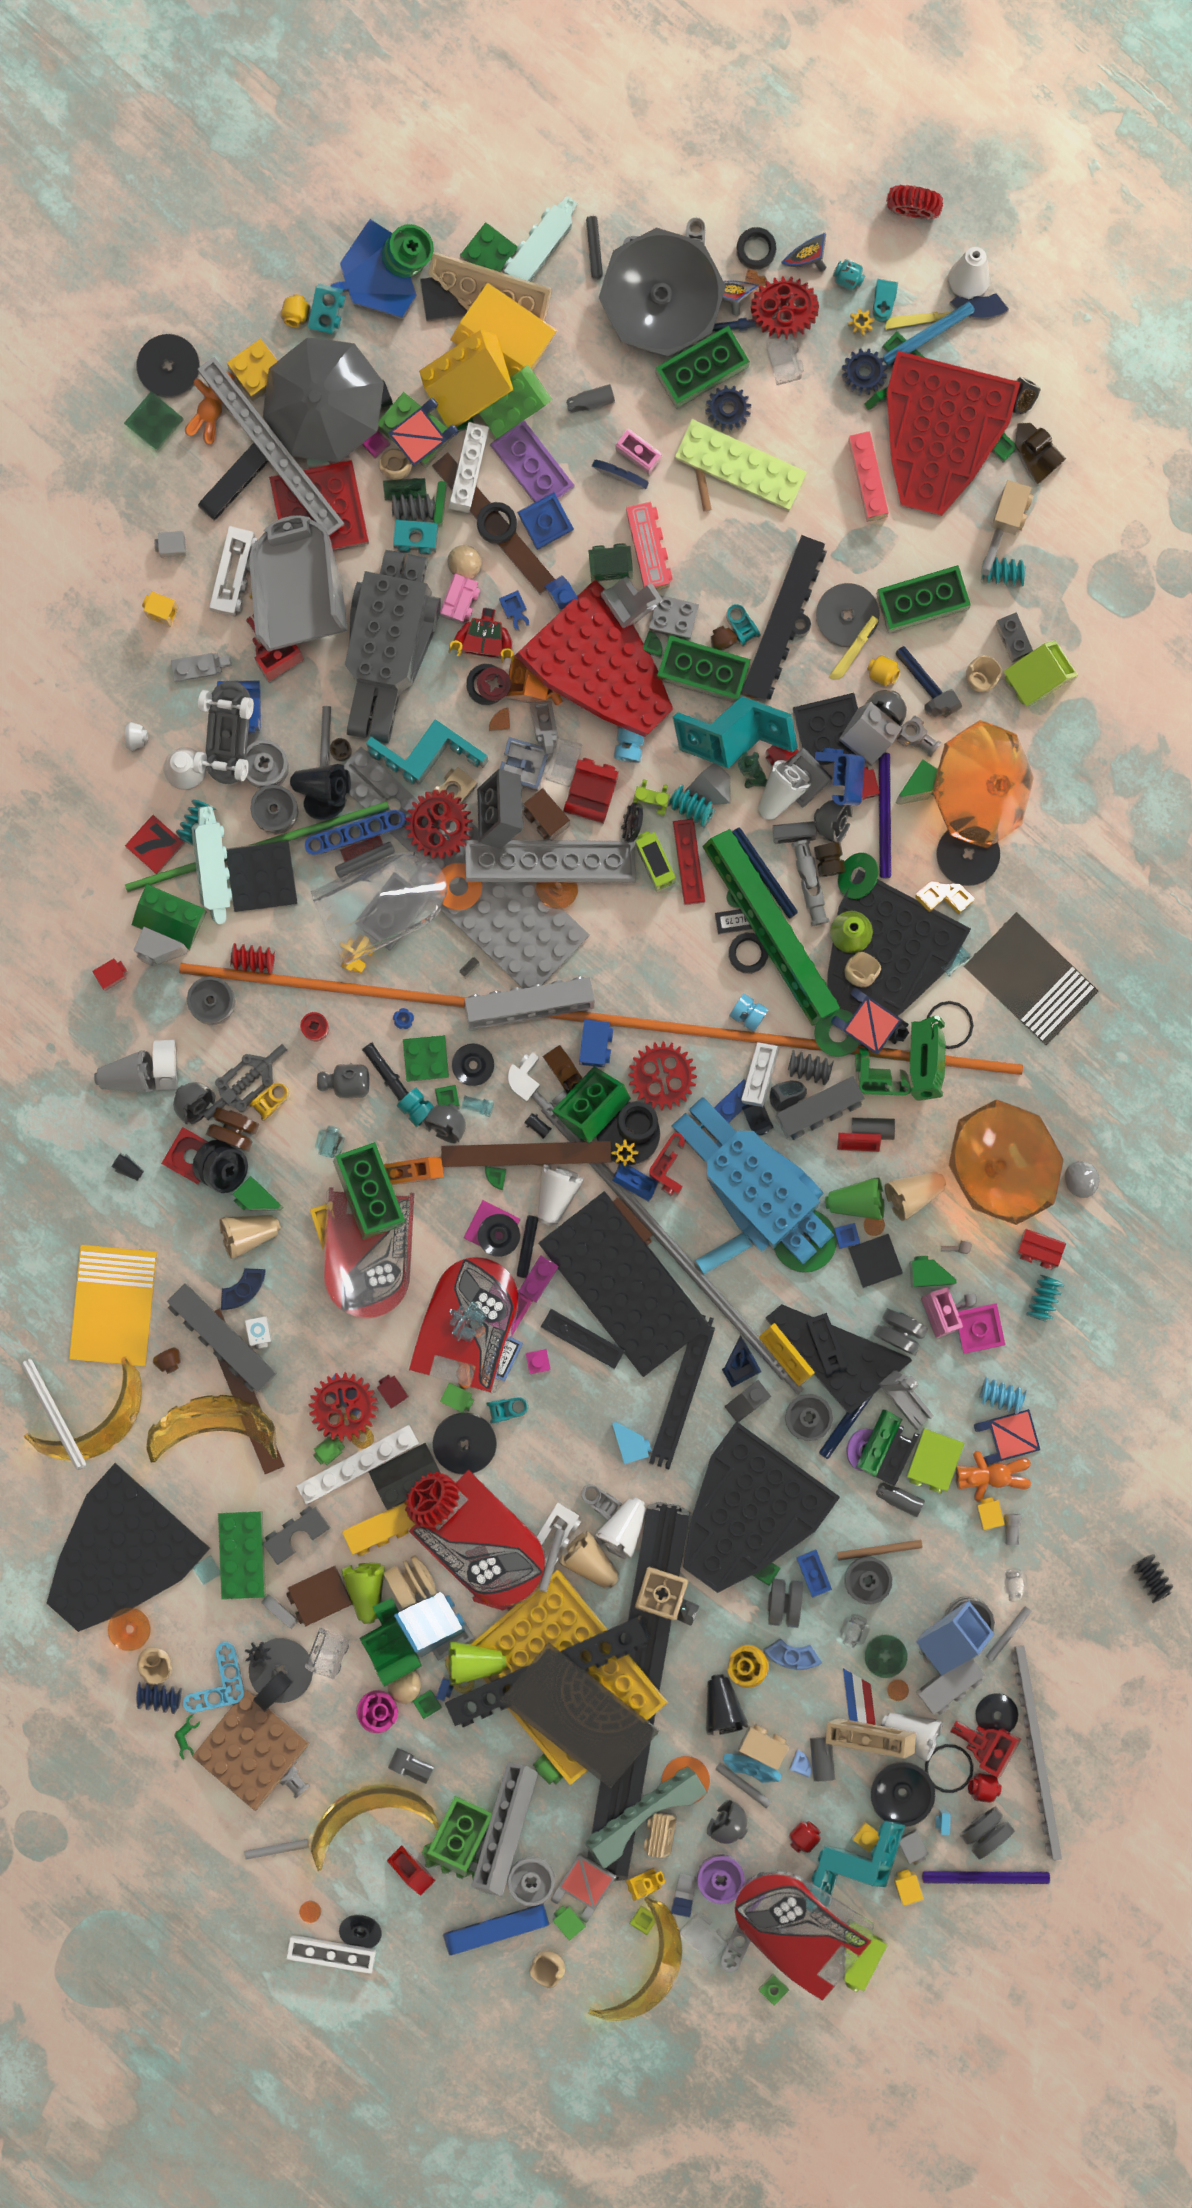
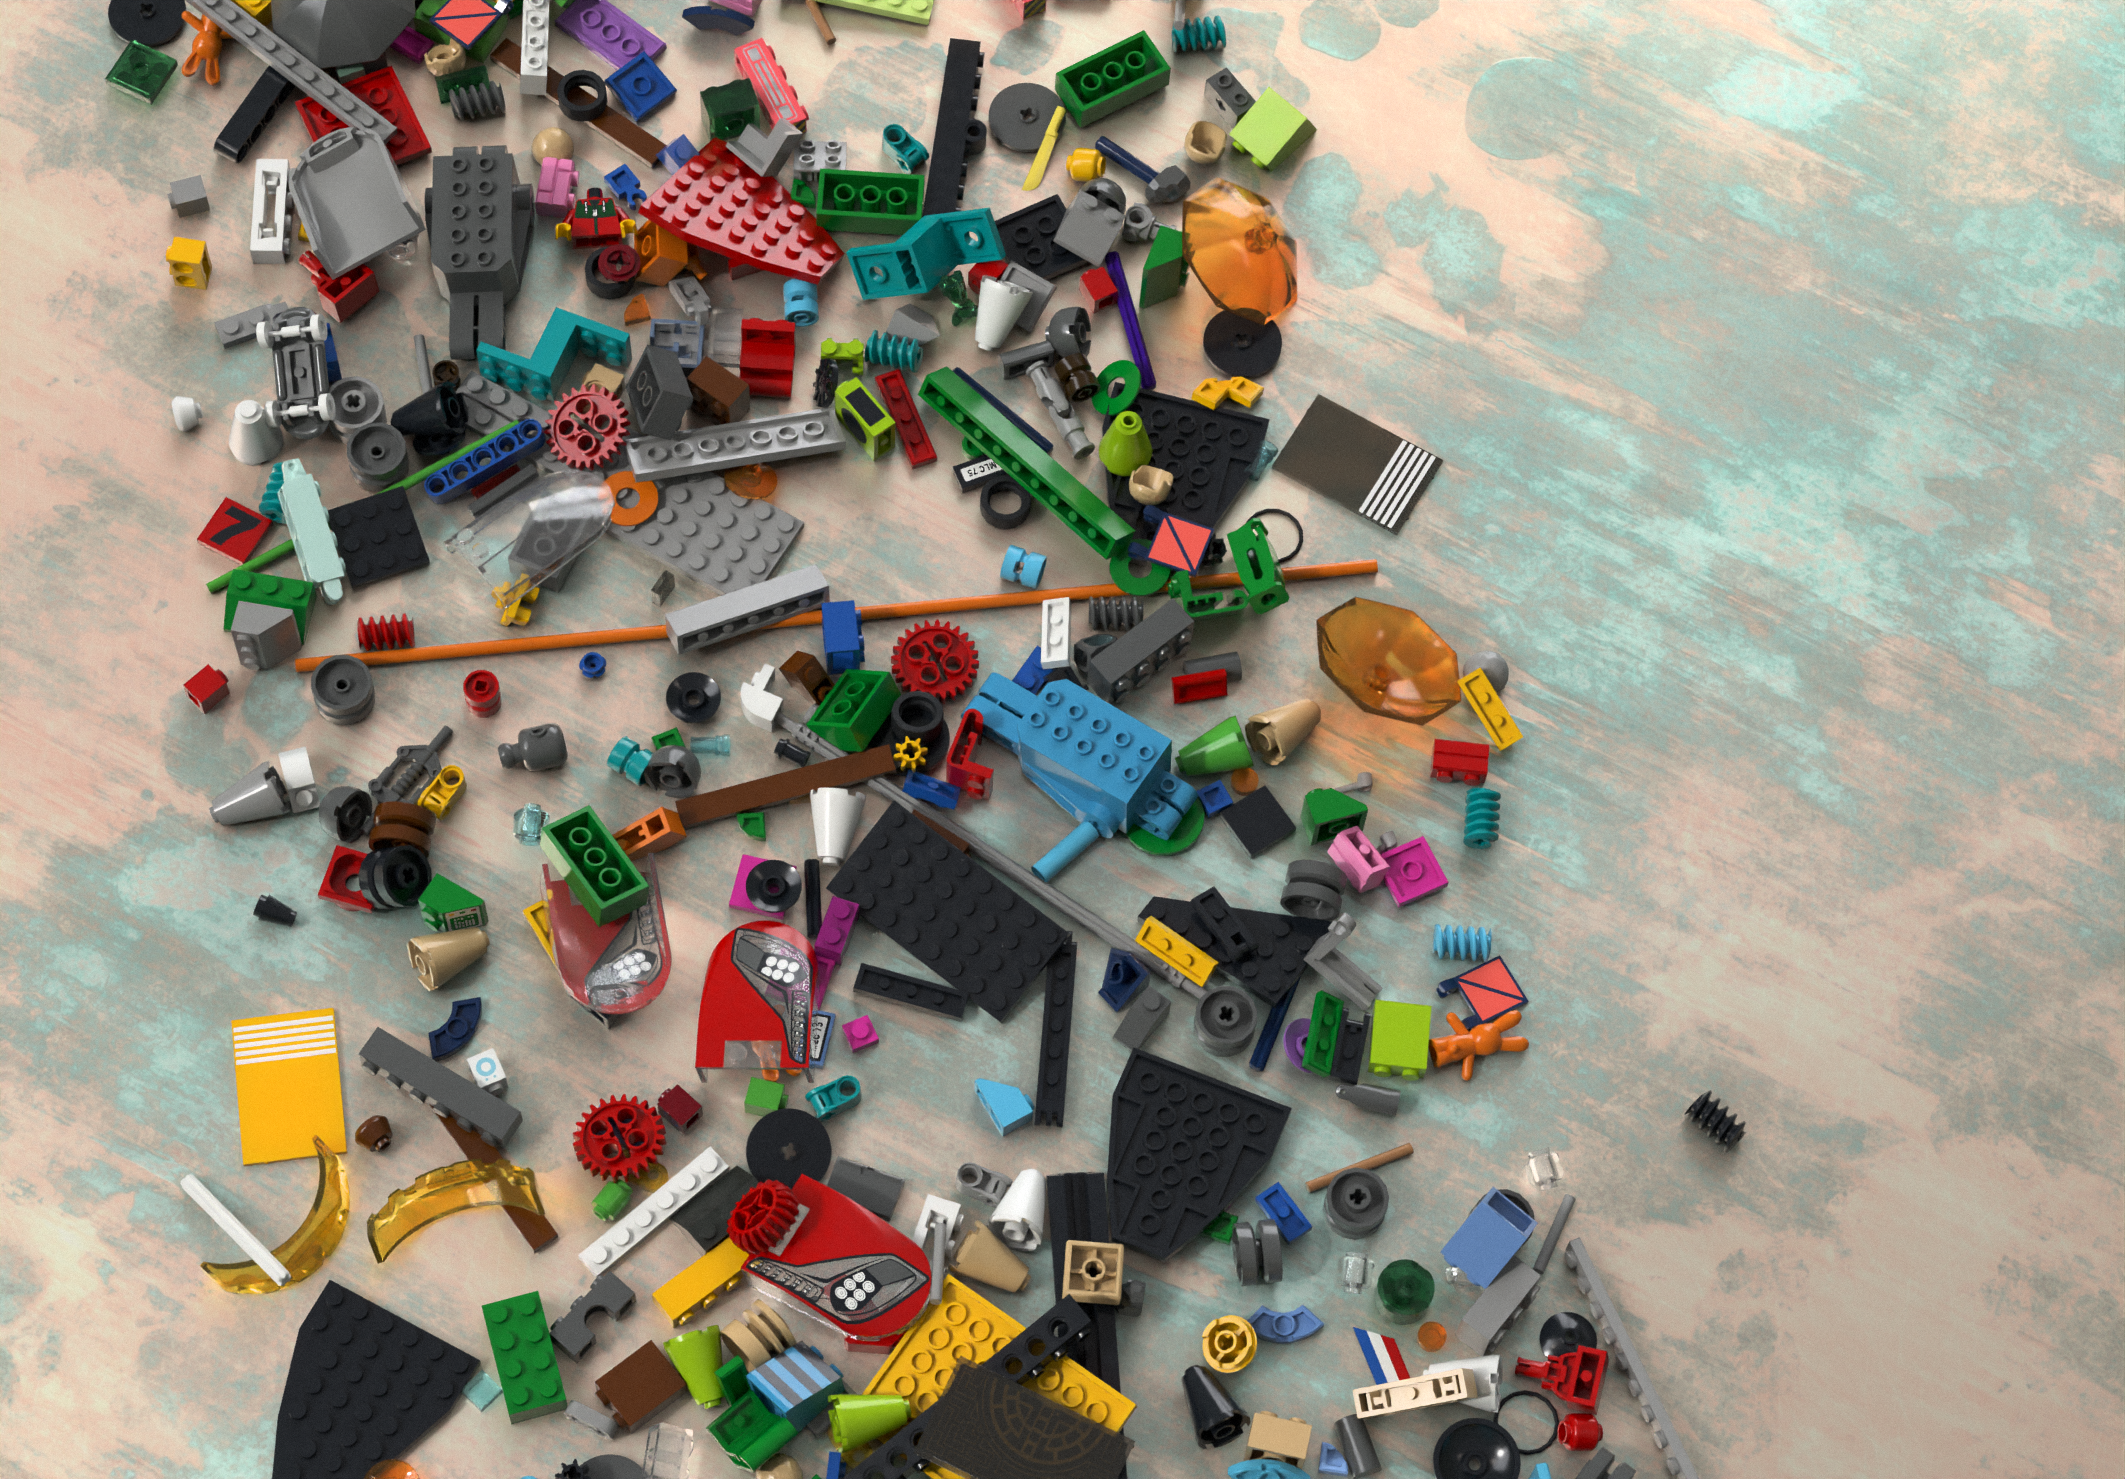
camera: 20 degrees left, 20 degrees down
(390, 1078) = (593, 737): black pin -> none
(405, 529) = (495, 121): teal brick -> none
(425, 1058) = (631, 706): green plate -> none
(440, 503) = (509, 93): green tile -> none
(462, 1330) = (751, 985): clear light blue hips -> none
(513, 1482) = (867, 1186): none -> dark grey piece
(723, 638) = (886, 163): reddish brown cone -> none
(847, 773) = (1074, 268): blue piece -> none
(990, 1513) = (1488, 1089): yellow brick -> none
(1012, 1524) = (1519, 1095): light grey pin -> none
(1075, 1213) = (1490, 709): none -> yellow plate

